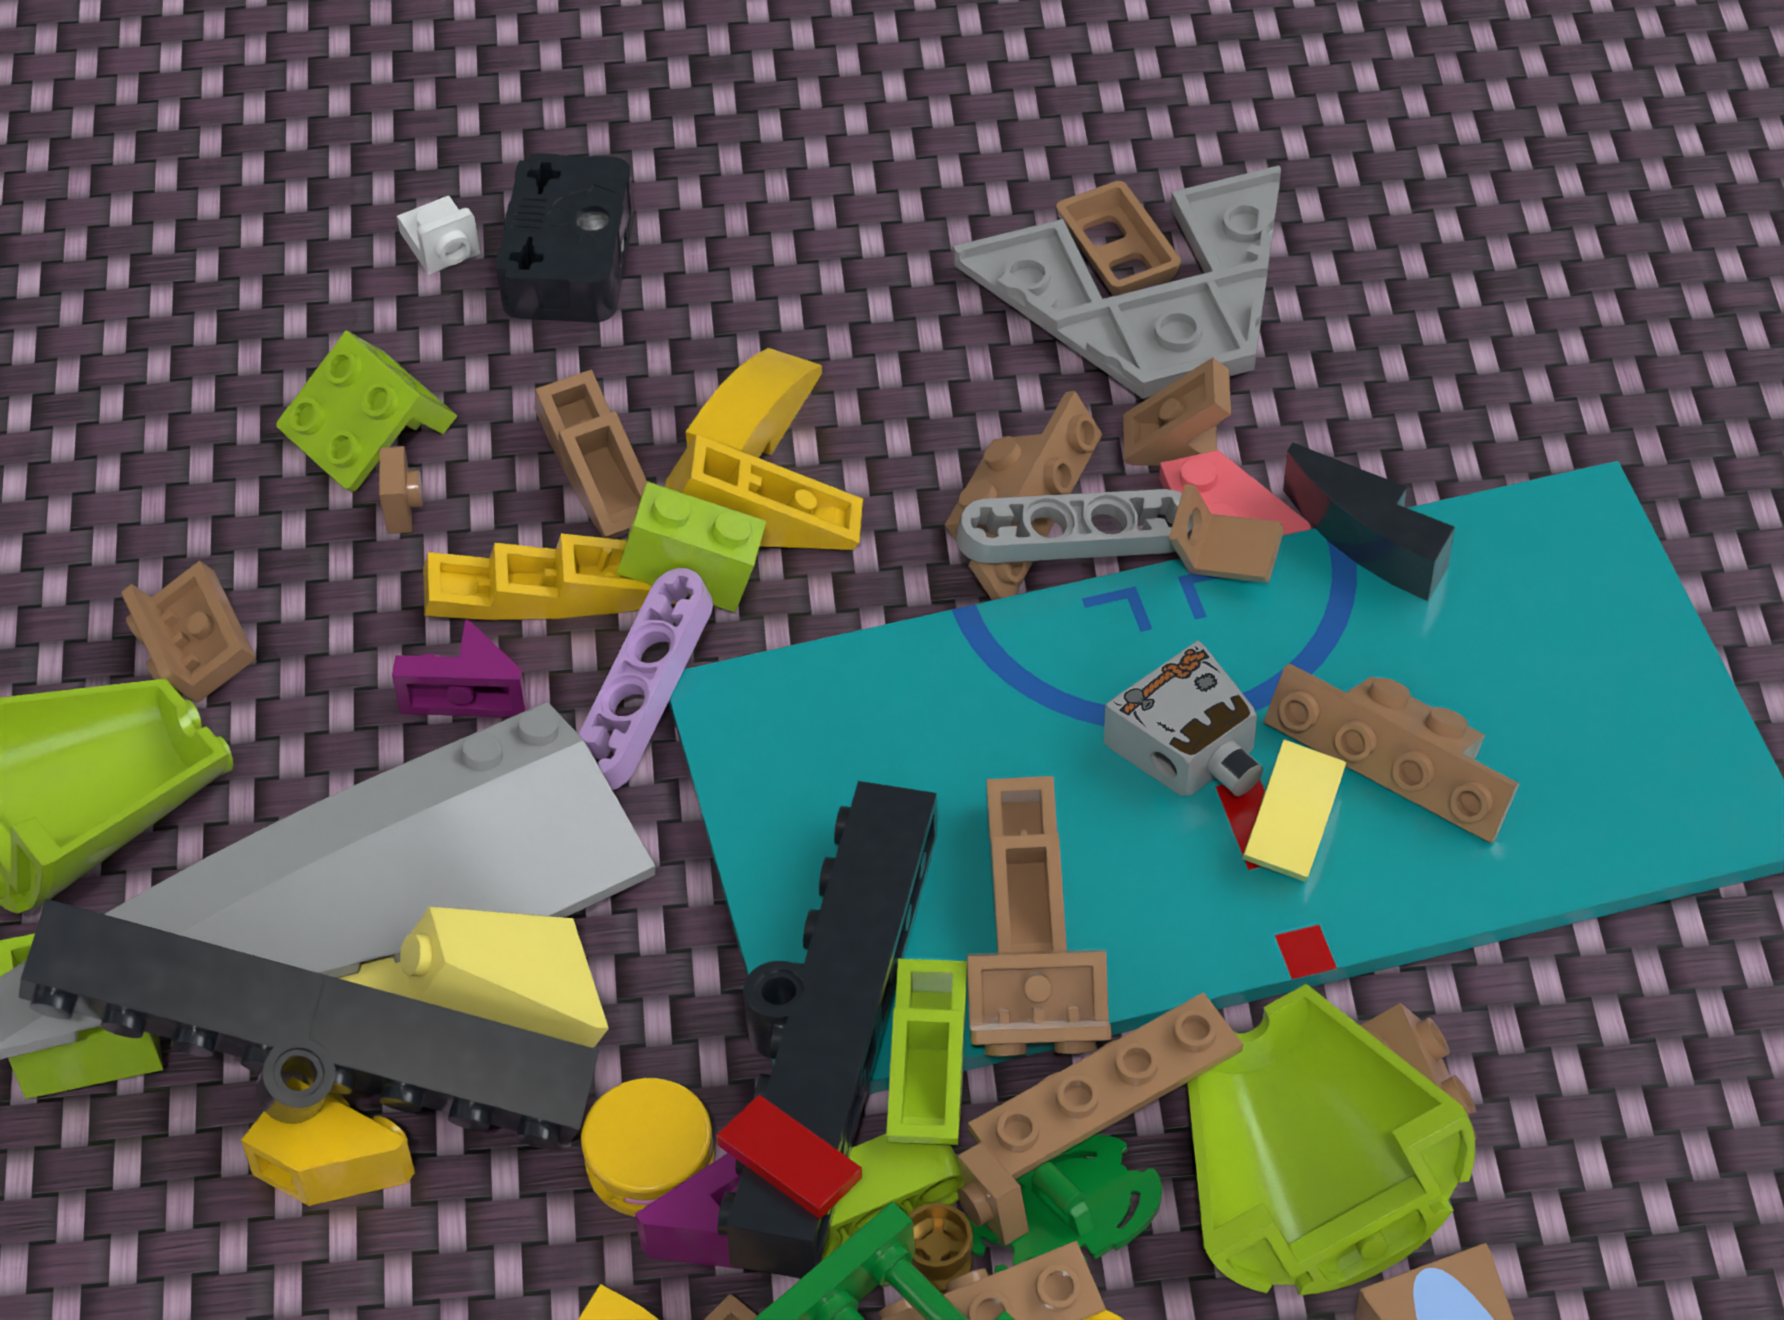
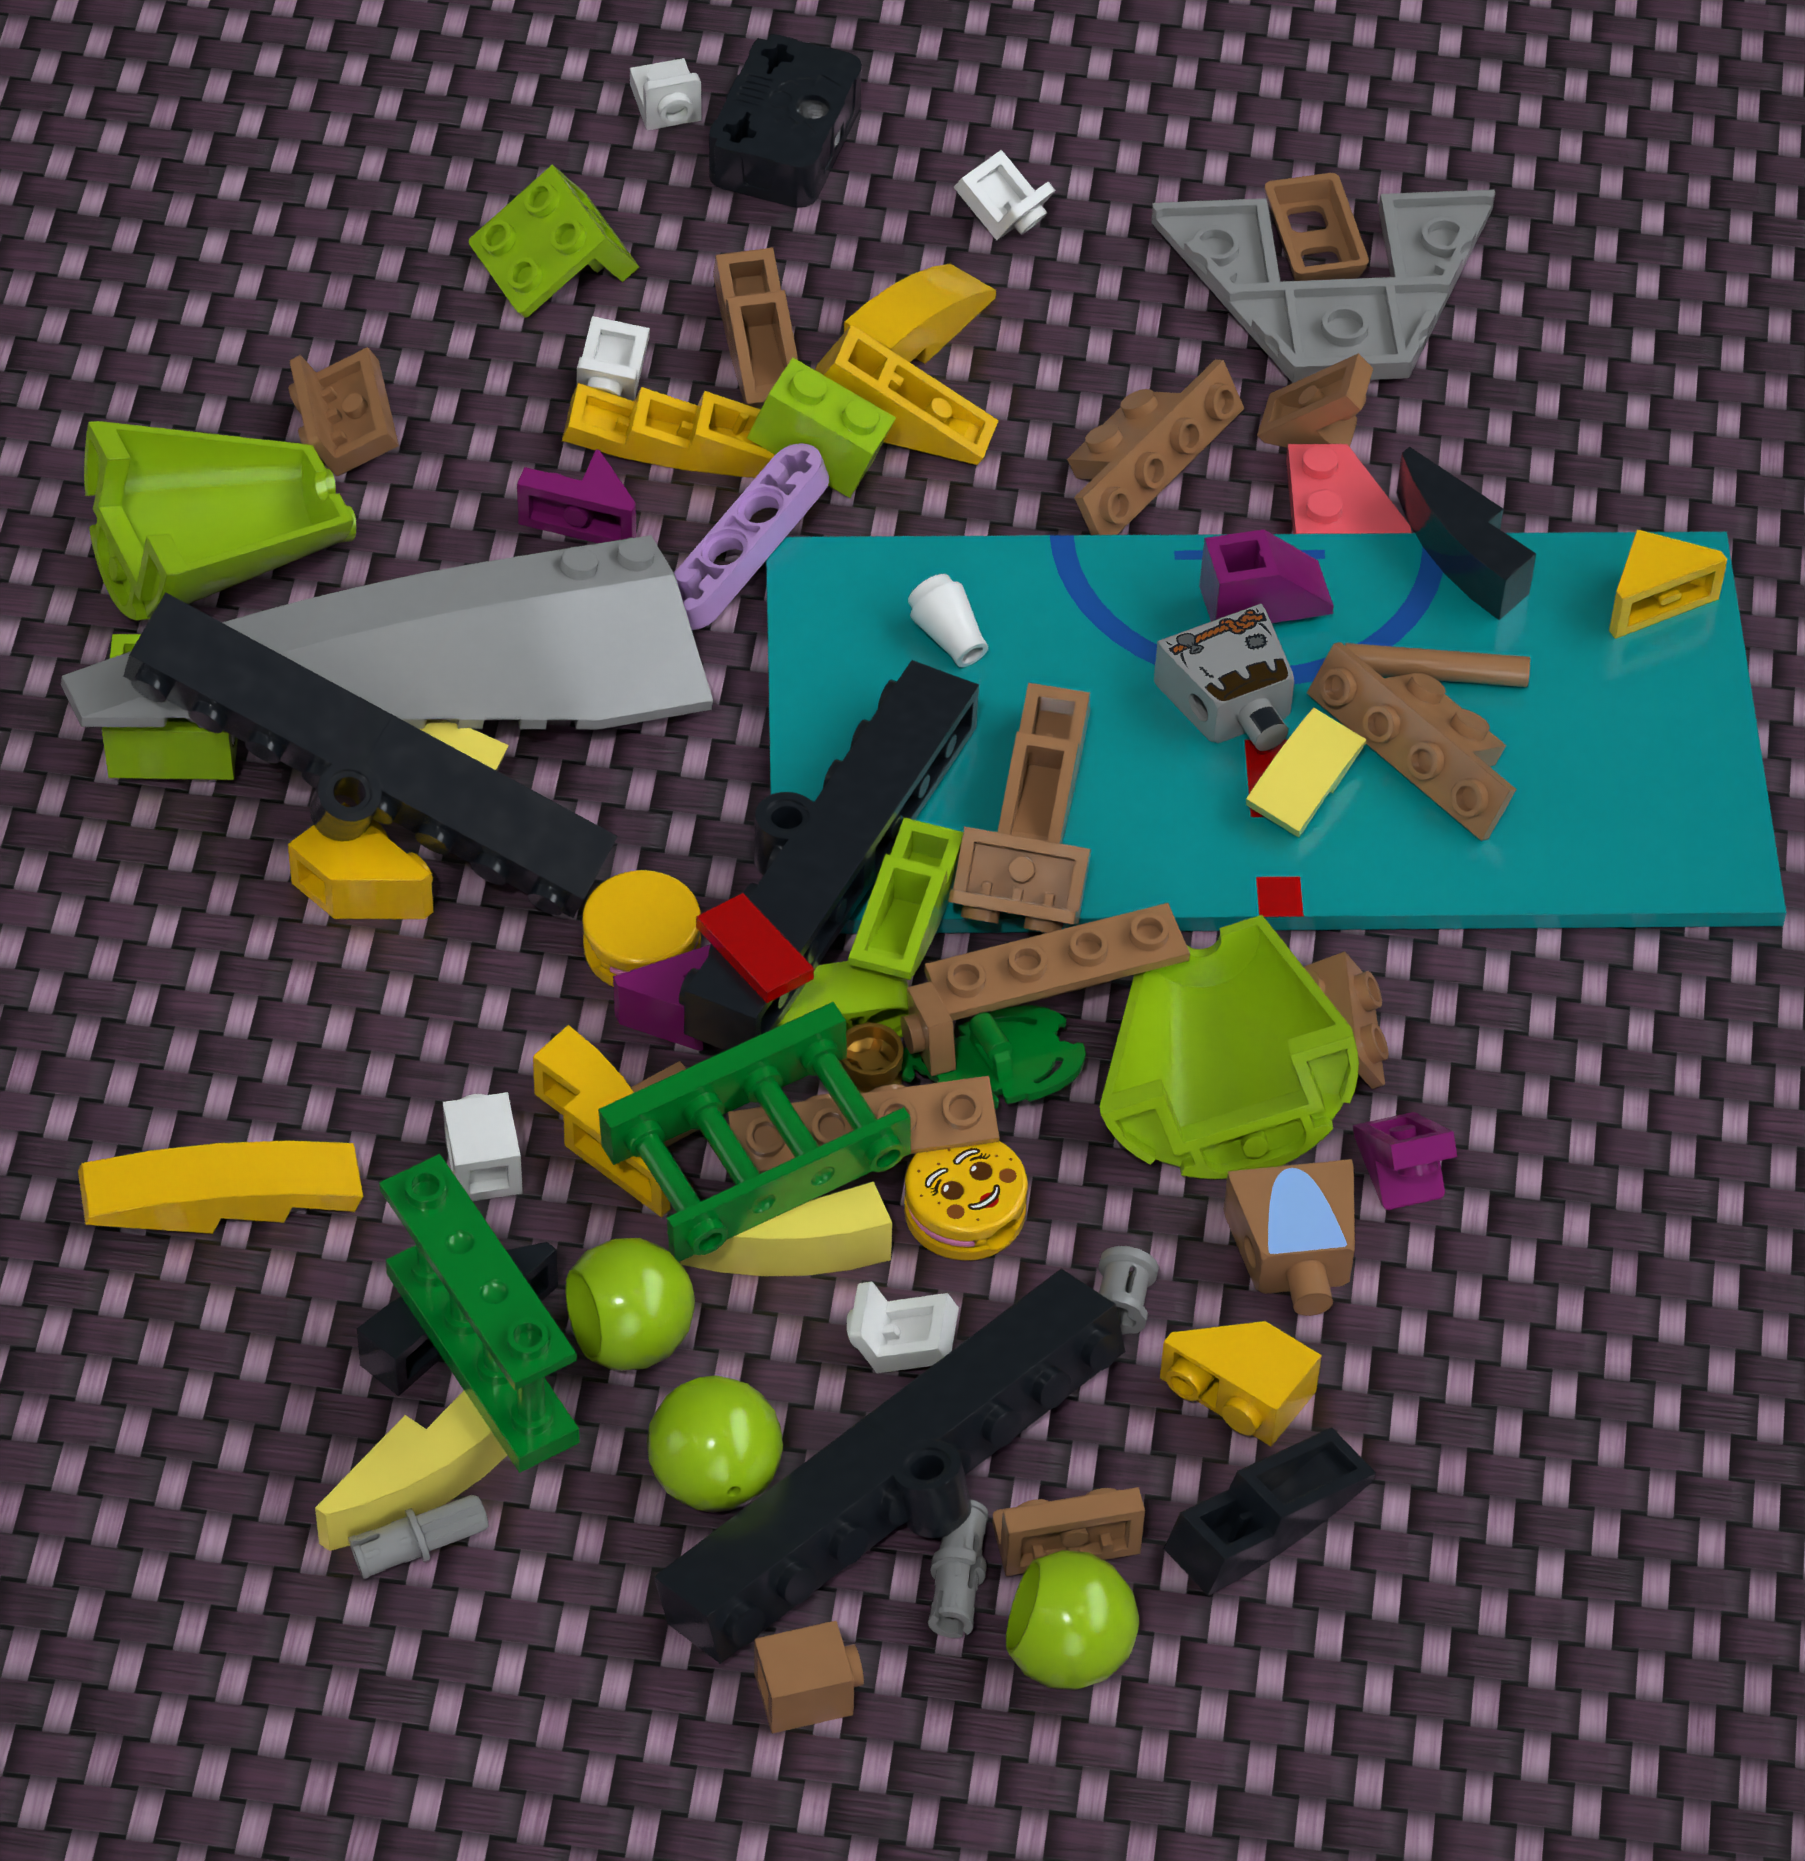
camera: 10 degrees right, 0 degrees up
(398, 490) = (566, 322): medium nougat plate -> none
(456, 517) = (613, 357): none -> white bracket
(506, 971) = (553, 751): light yellow slope -> none
(803, 269) = (1003, 196): none -> white bracket
(877, 723) = (947, 617): none -> white cone
(1074, 516) = (1185, 472): light grey beam -> none
(1180, 606) = (1263, 570): none -> magenta slope
(1223, 543) = (1318, 526): medium nougat bracket -> none
(1395, 661) = (1445, 664): none -> medium nougat piece
(1530, 1217) = (1405, 1157): none -> magenta slope
(1581, 525) = (1663, 581): none -> yellow slope

